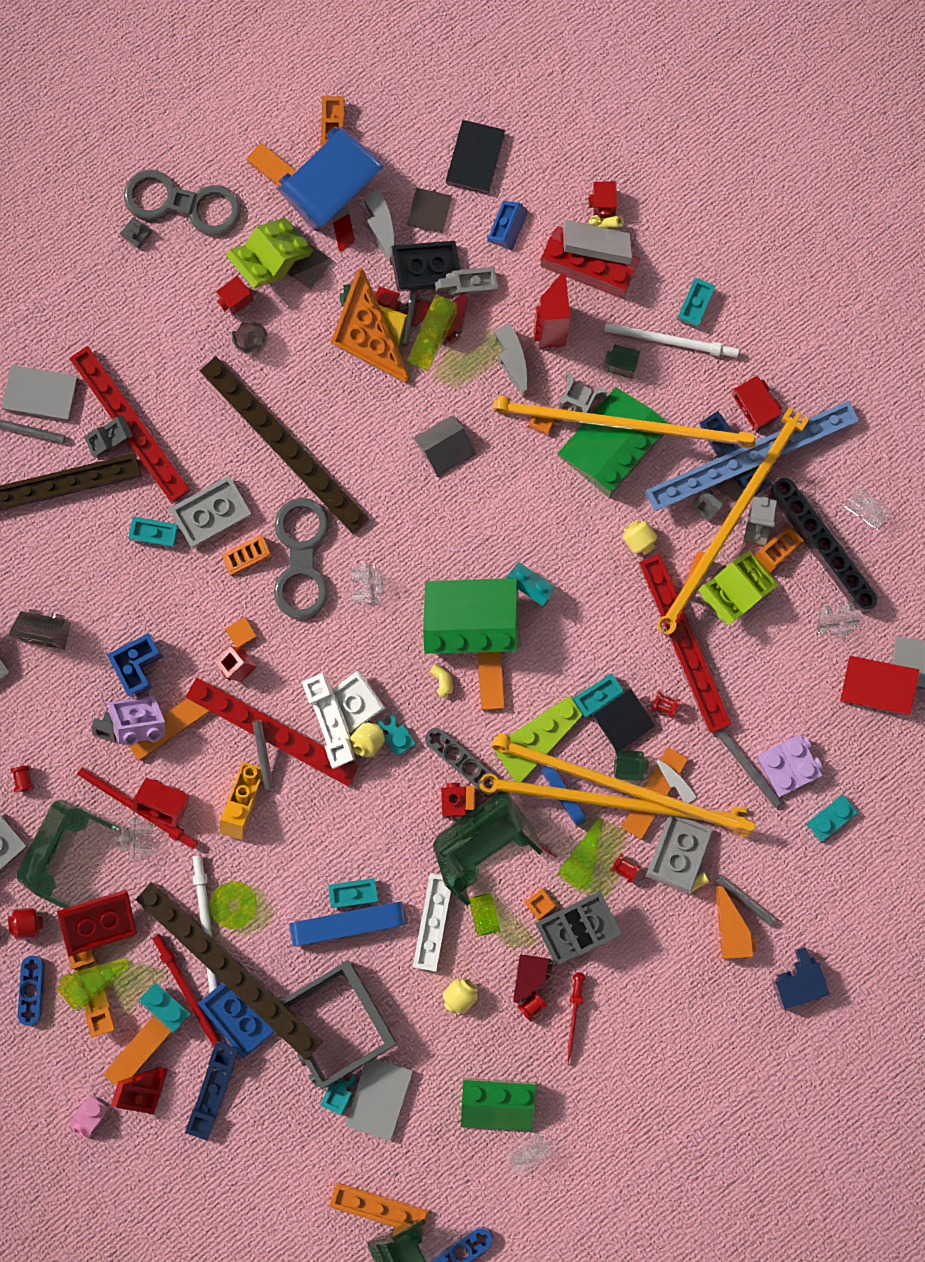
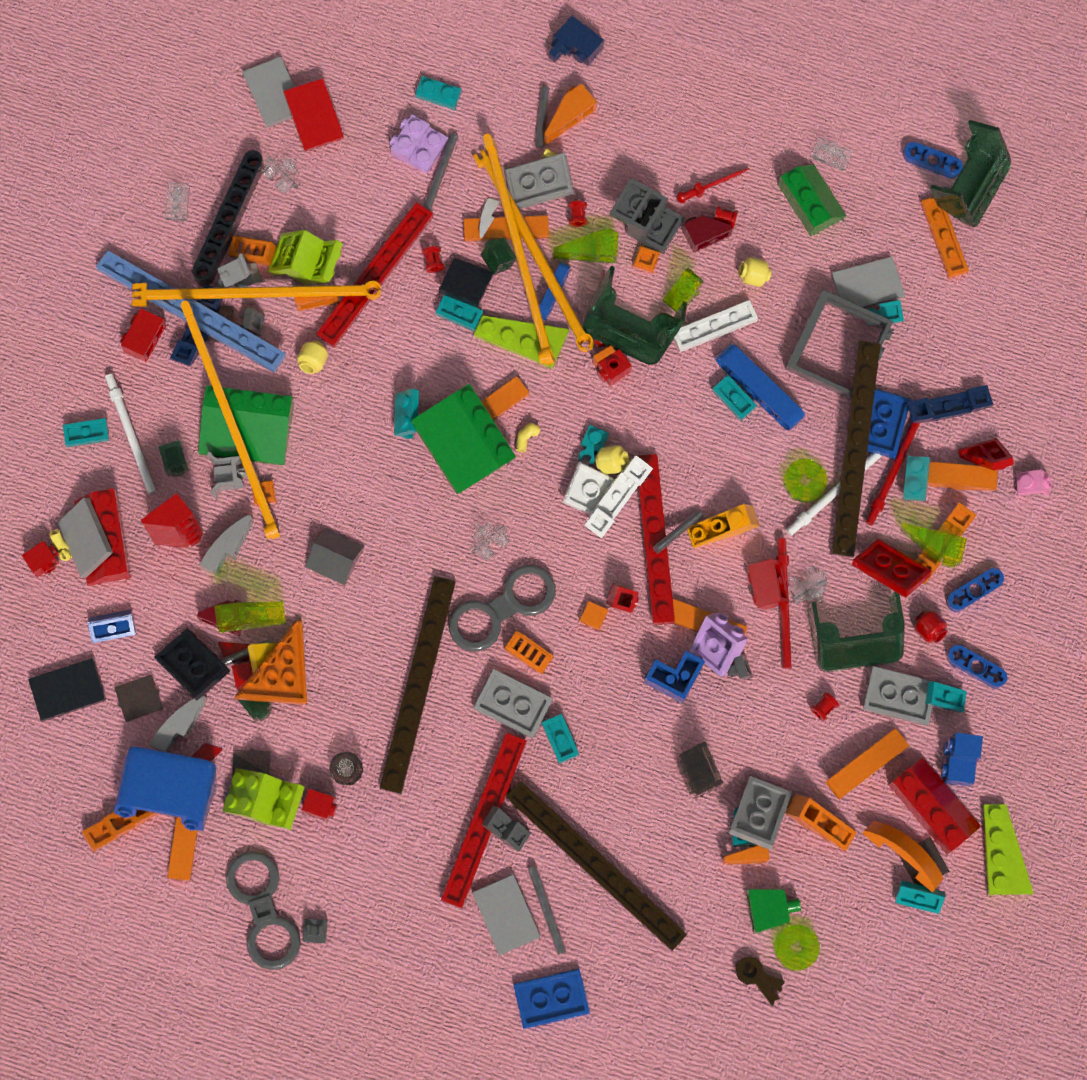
camera: 130 degrees left, 5 degrees down
(463, 759) = (576, 382): dark grey beam -> none
(469, 281) = (183, 620): light grey hinge -> none

